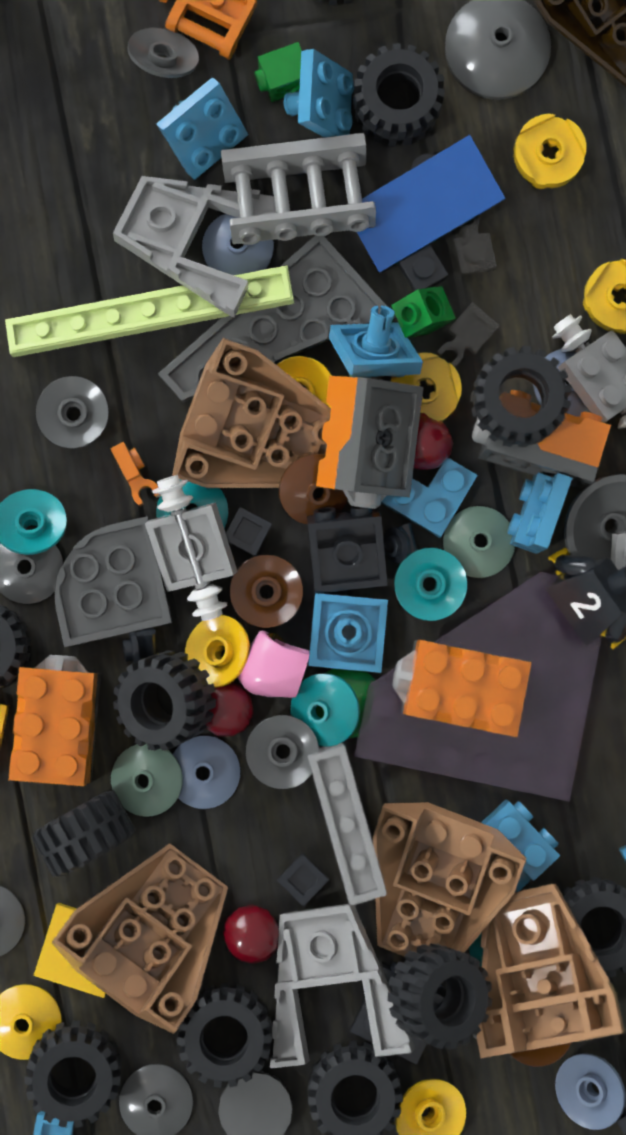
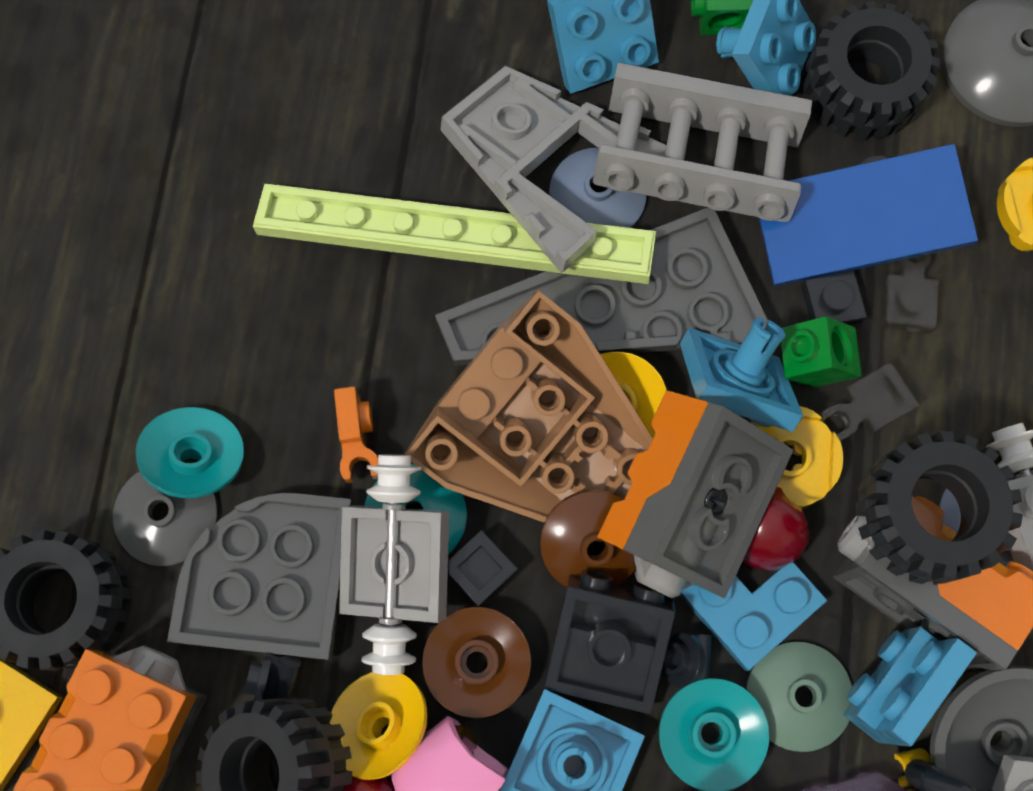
camera: 25 degrees right, 10 degrees down
(56, 403) = (299, 305): dark grey dish -> none

